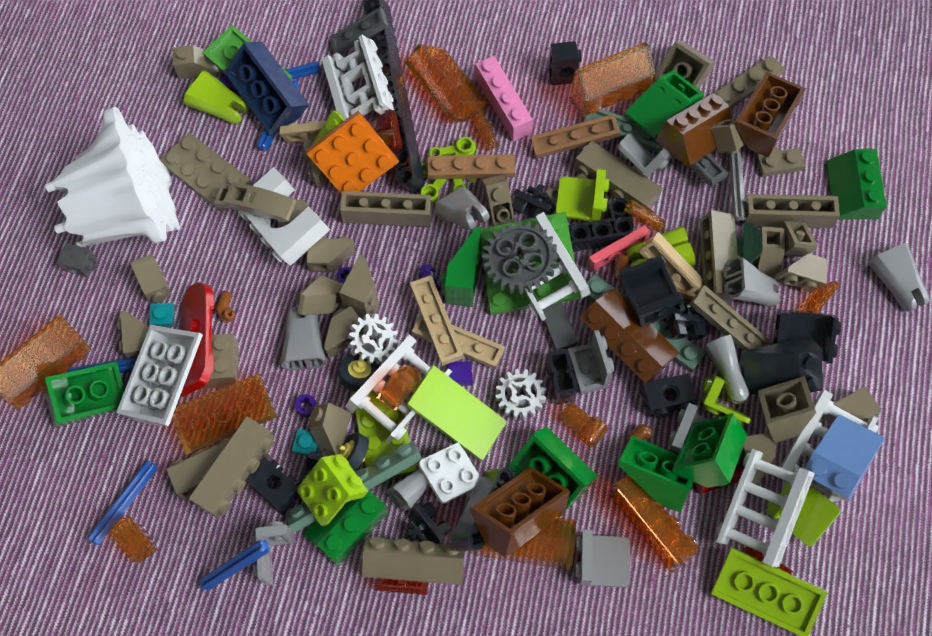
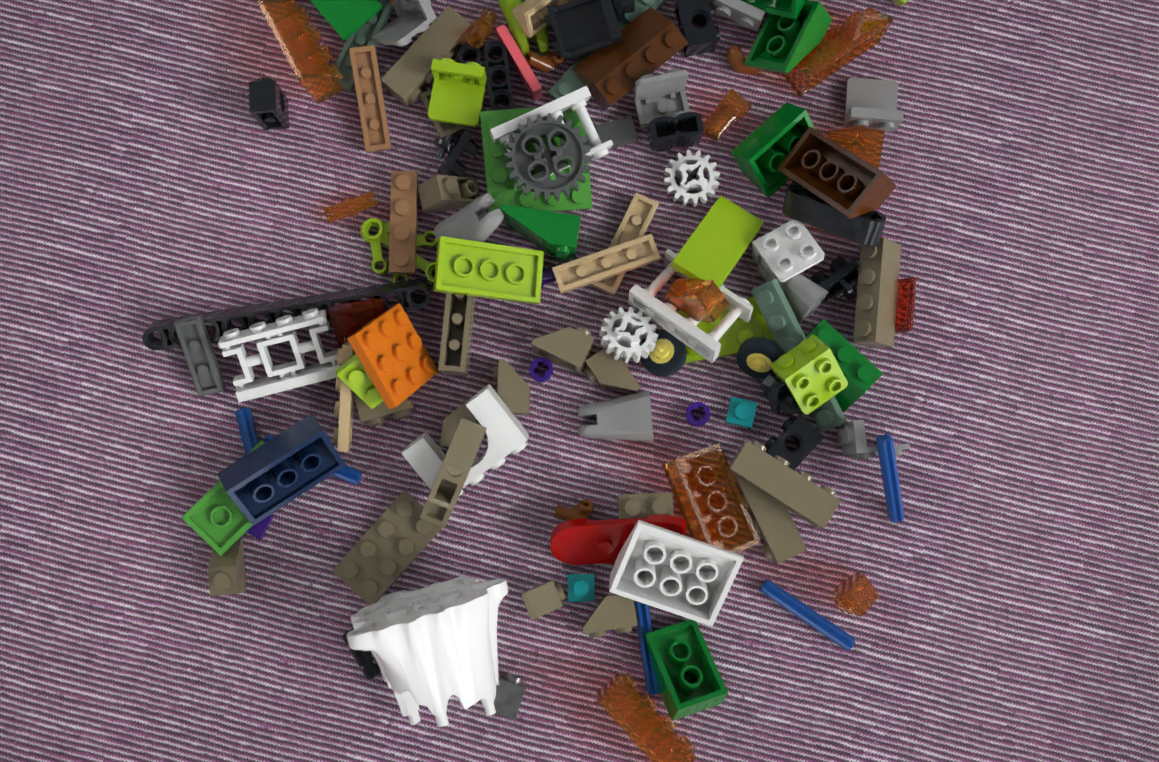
camera: 90 degrees left, 15 degrees up
(214, 98) = (285, 538): lime piece -> none
(320, 297) = (570, 394): dark tan slope -> none
(329, 427) = (731, 384): dark tan slope -> none
(424, 223) = (488, 270): none -> lime plate
(445, 82) = (281, 250): clear orange slope -> none
(461, 373) = (665, 239): dark purple tile -> none
(503, 98) = (309, 181): bright pink brick -> none

